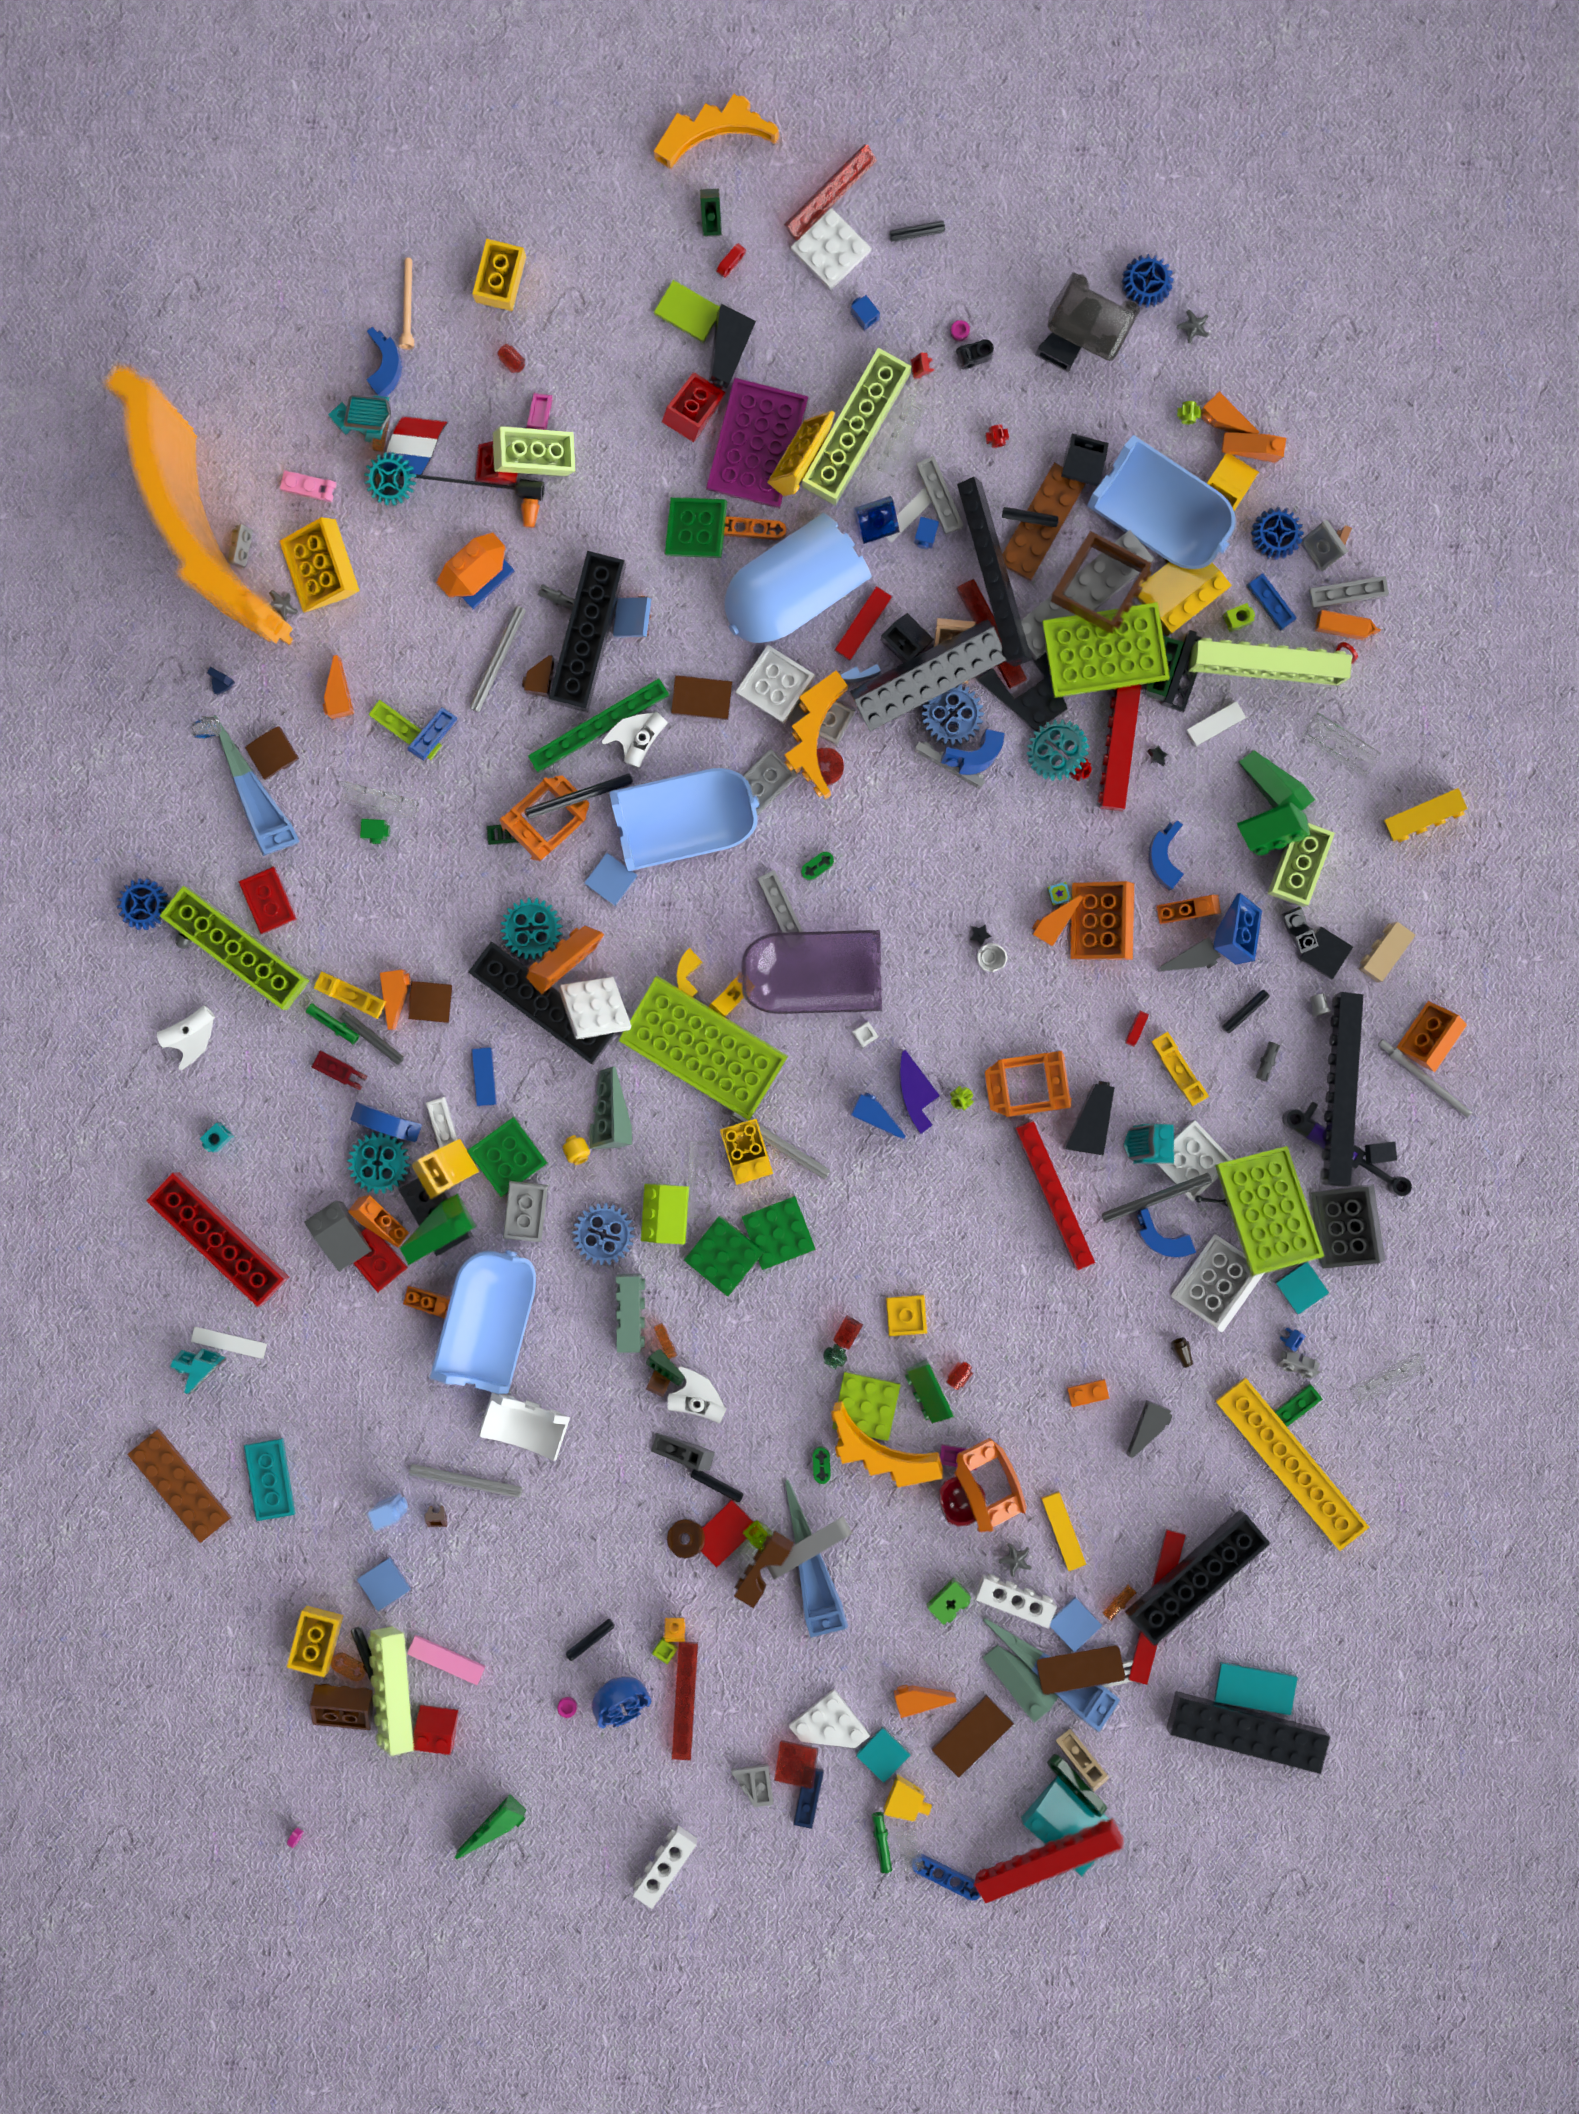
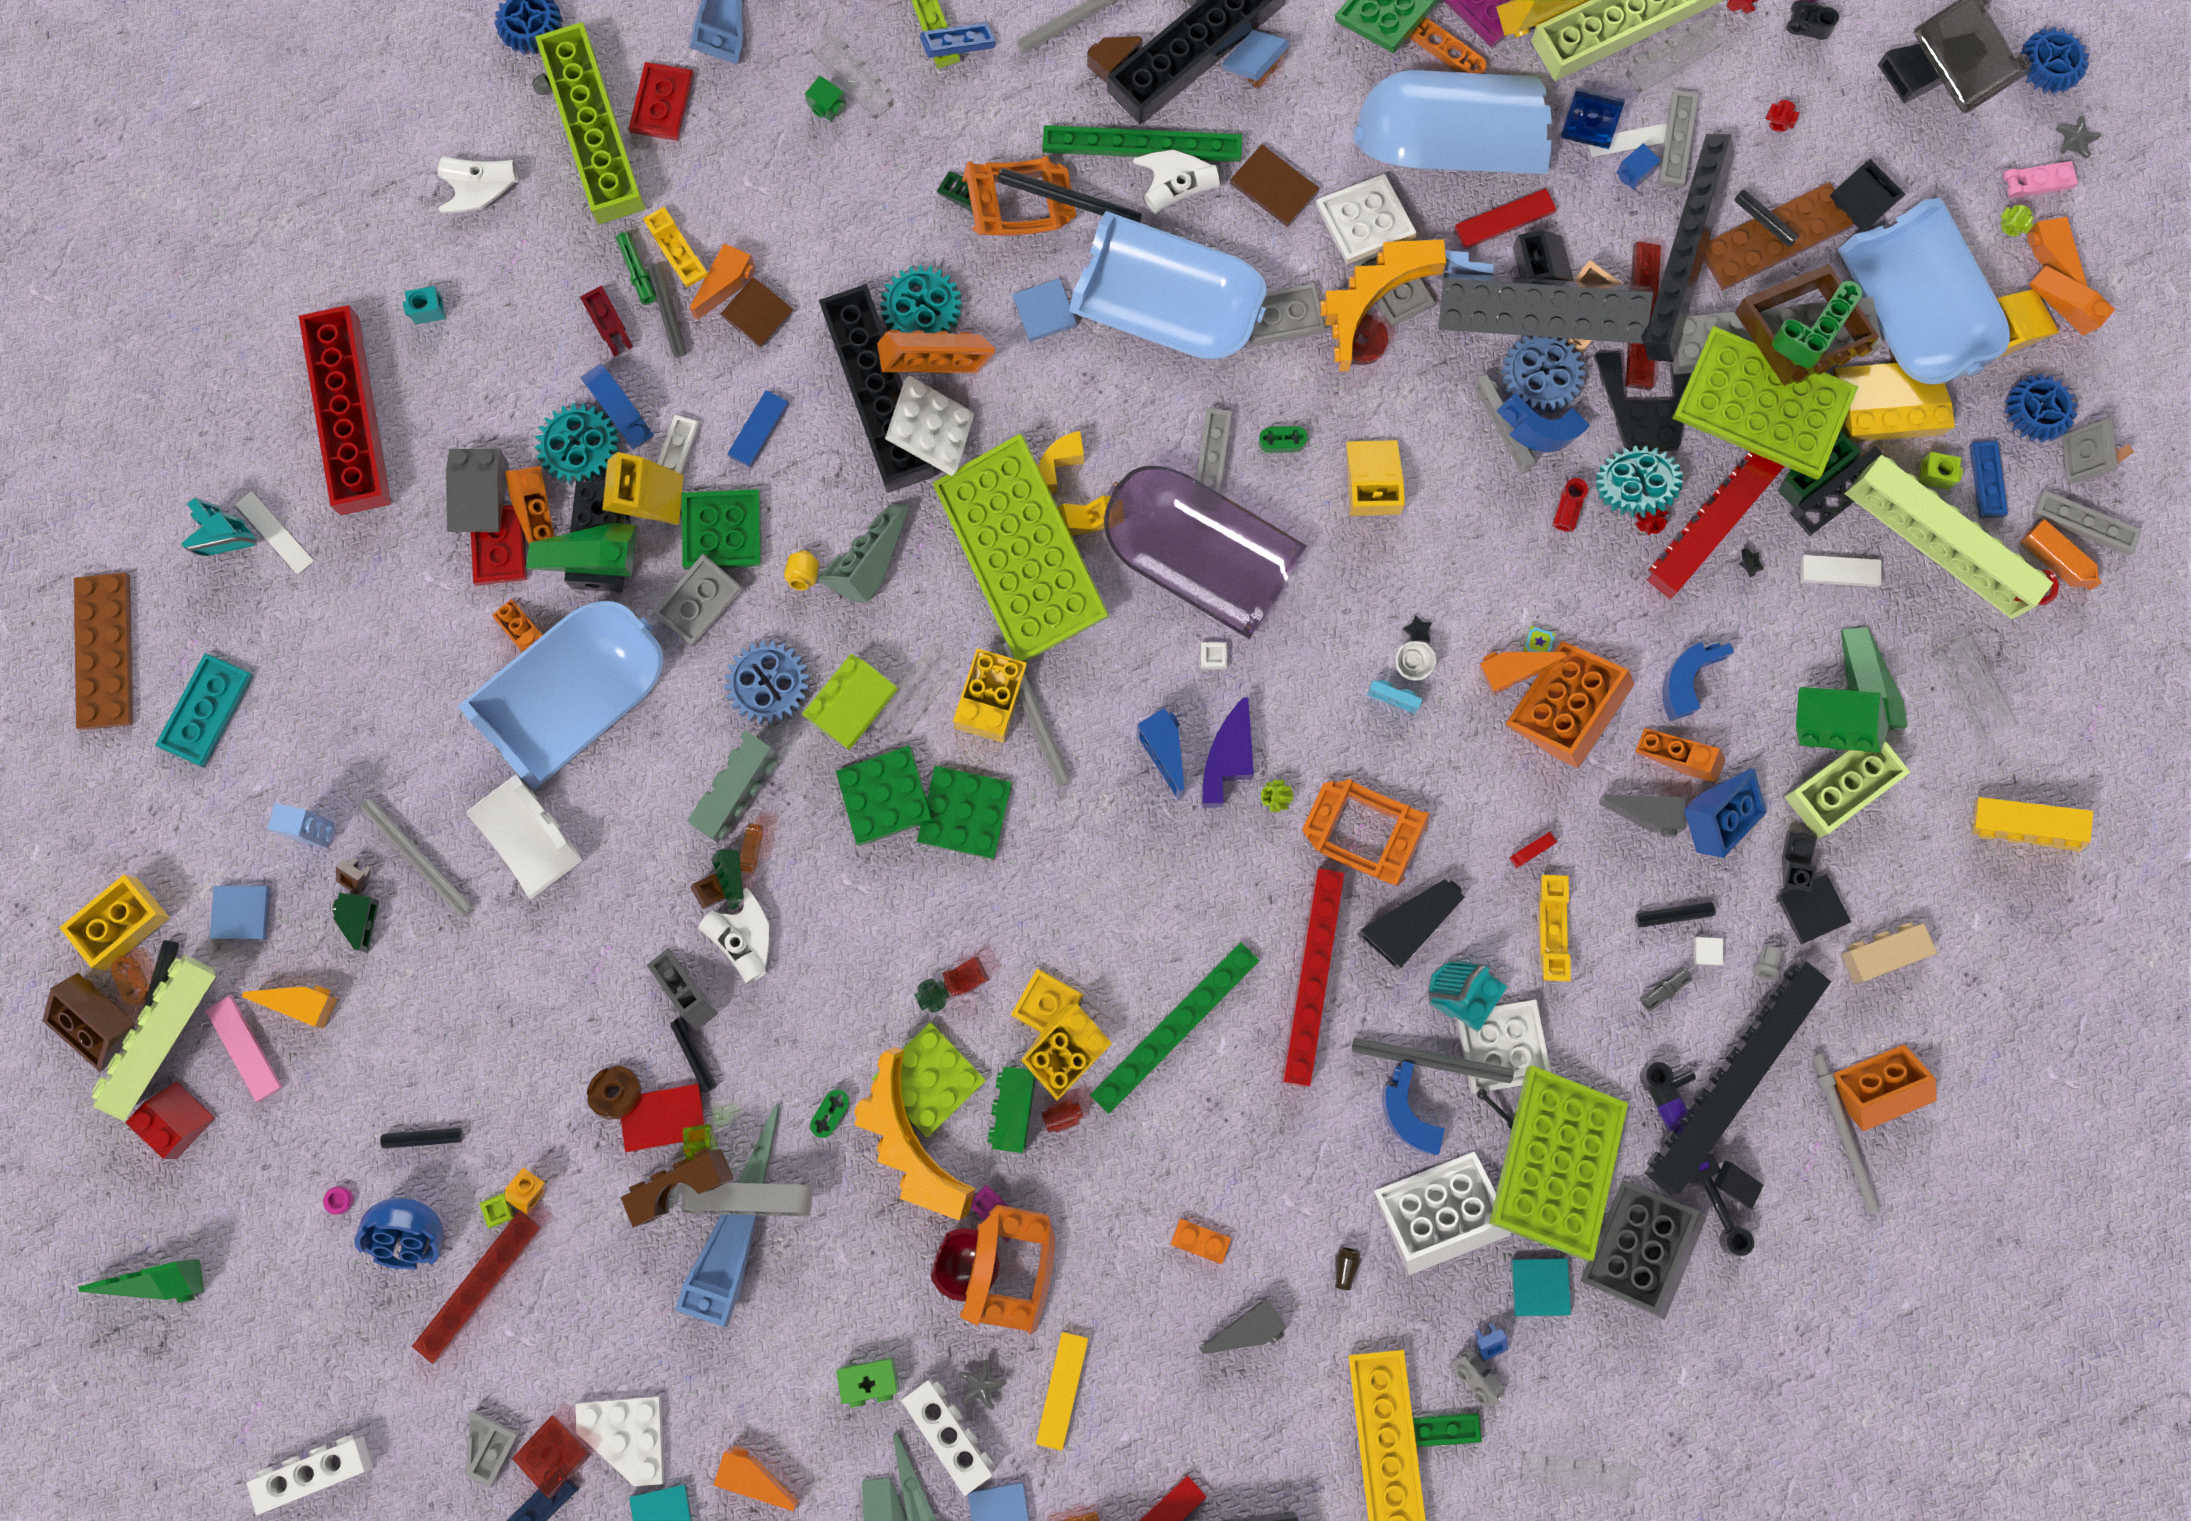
camera: 30 degrees right, 10 degrees down
(457, 1541) = (356, 919): none -> dark green slope
(462, 1612) = (300, 1003): none -> light orange slope
(891, 854) = (1374, 478): none -> yellow slope
(937, 1338) = (1065, 1050): none -> yellow slope
(984, 988) = (1386, 693): none -> medium azure plate
(991, 1278) = (1174, 1028): none -> green plate
(1024, 794) = (1569, 506): none -> red piece
(1113, 579) = (1808, 344): none -> green beam
(1187, 370) = (2040, 179): none -> bright pink plate
(1279, 1021) = (1708, 951): none -> white tile

